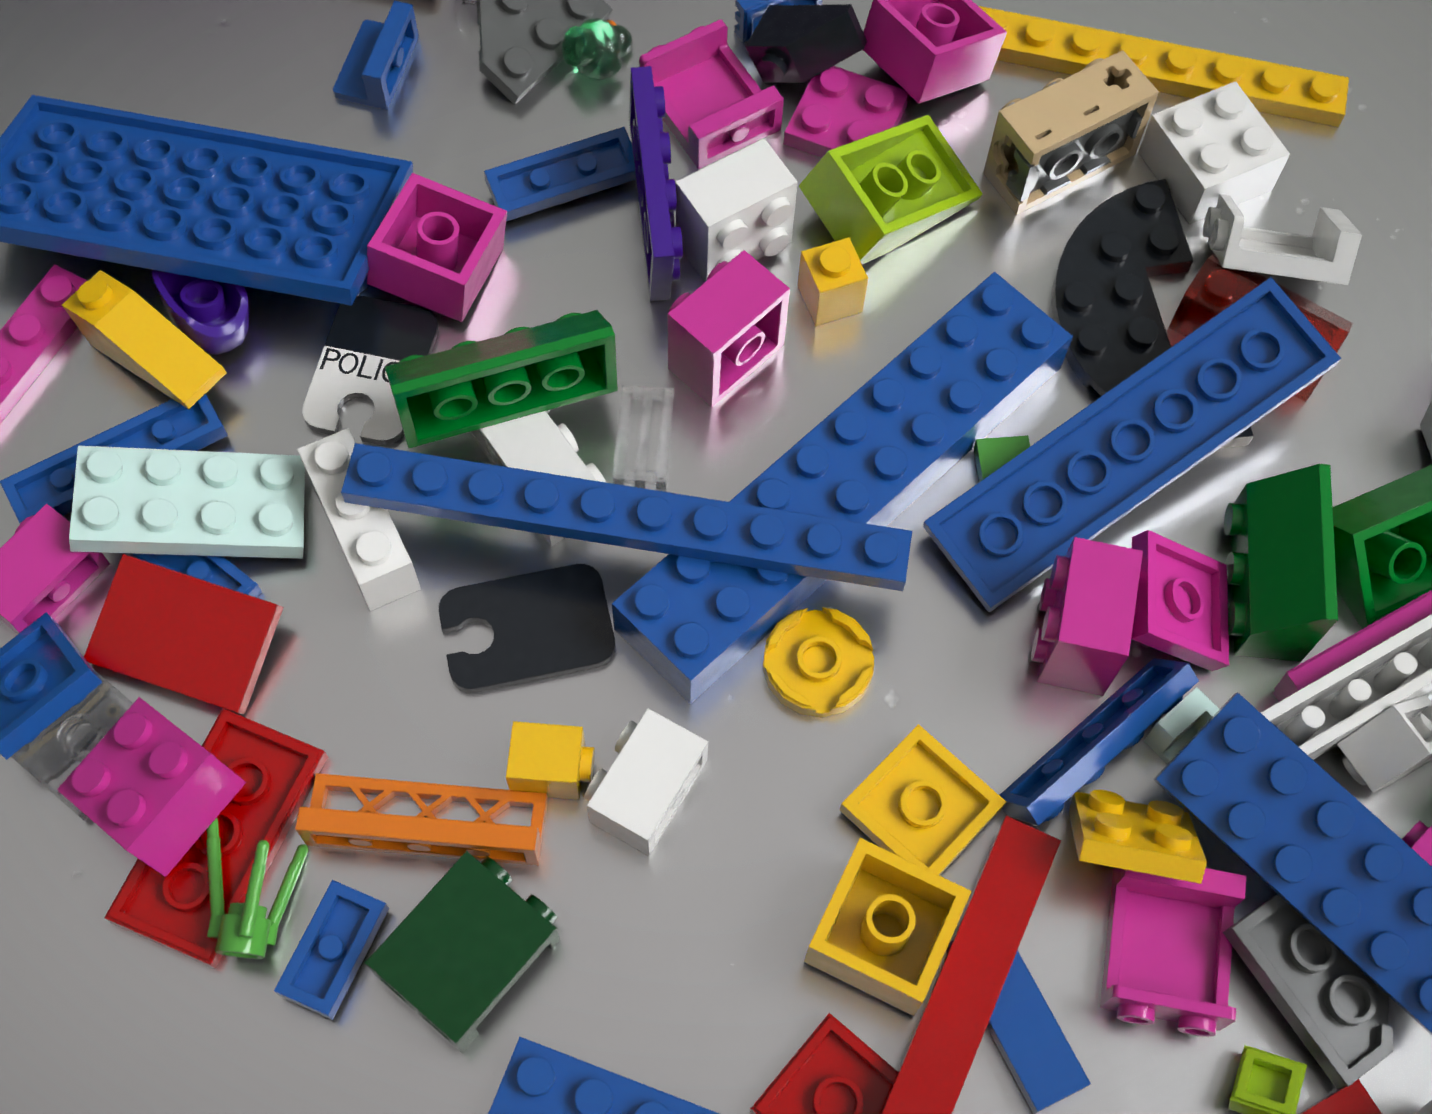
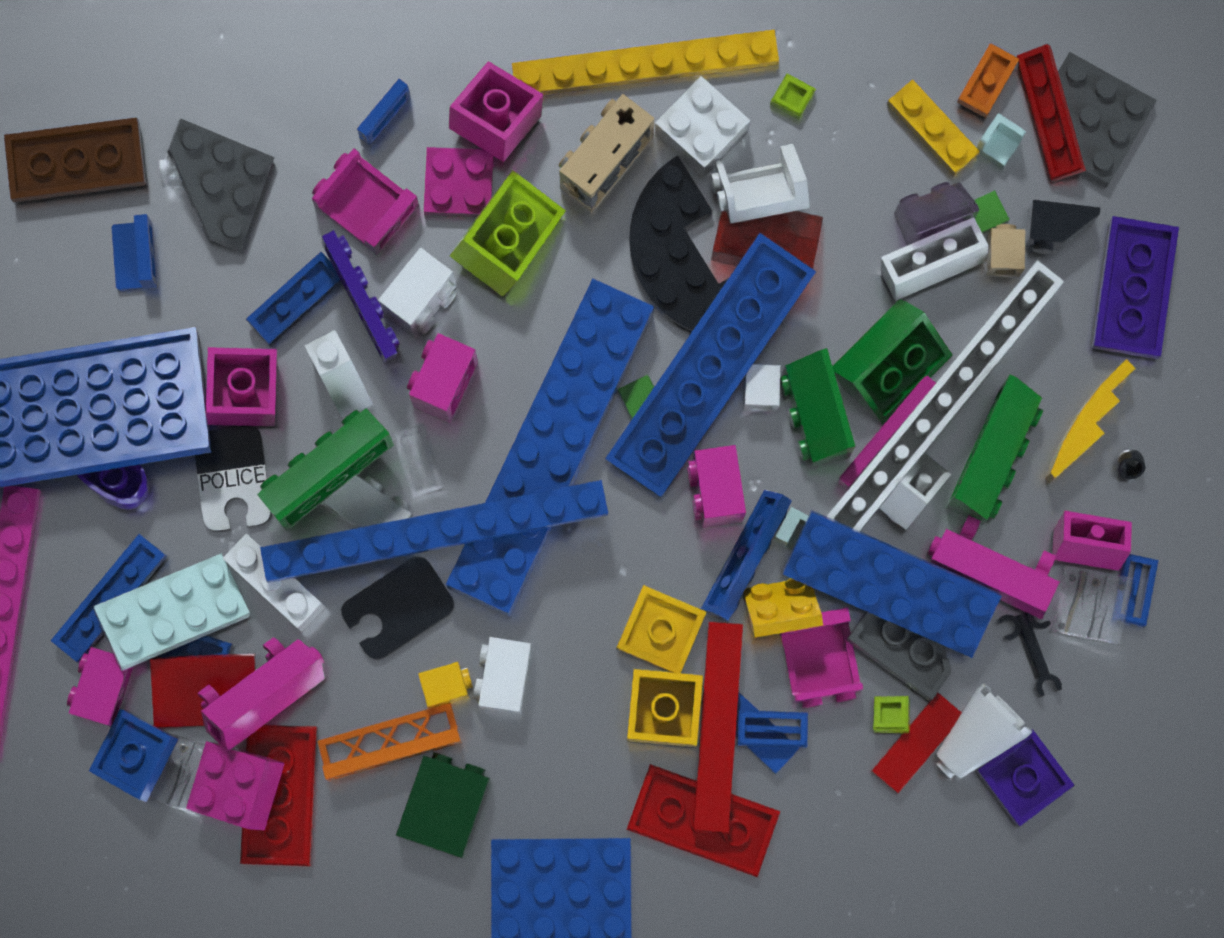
camera: 20 degrees left, 15 degrees up
(142, 339) = (92, 519): yellow slope -> none
(244, 929) = (324, 838): bright green plant -> none
(258, 659) = (261, 694): none -> dark pink brick
(332, 949) = (371, 832): blue plate -> none
(577, 252) = (338, 374): none -> white slope
(597, 48) = (277, 193): clear green animal -> none
(803, 41) = (411, 144): black slope -> none
(818, 662) = (573, 565): yellow tile -> none
(832, 281) = (494, 315): yellow brick -> none
(1076, 1066) = (802, 730): none -> blue tile
(1181, 602) = (768, 453): dark pink plate -> none
(1198, 509) = (762, 388): none -> white panel
(1350, 165) = (792, 96): none -> lime tile

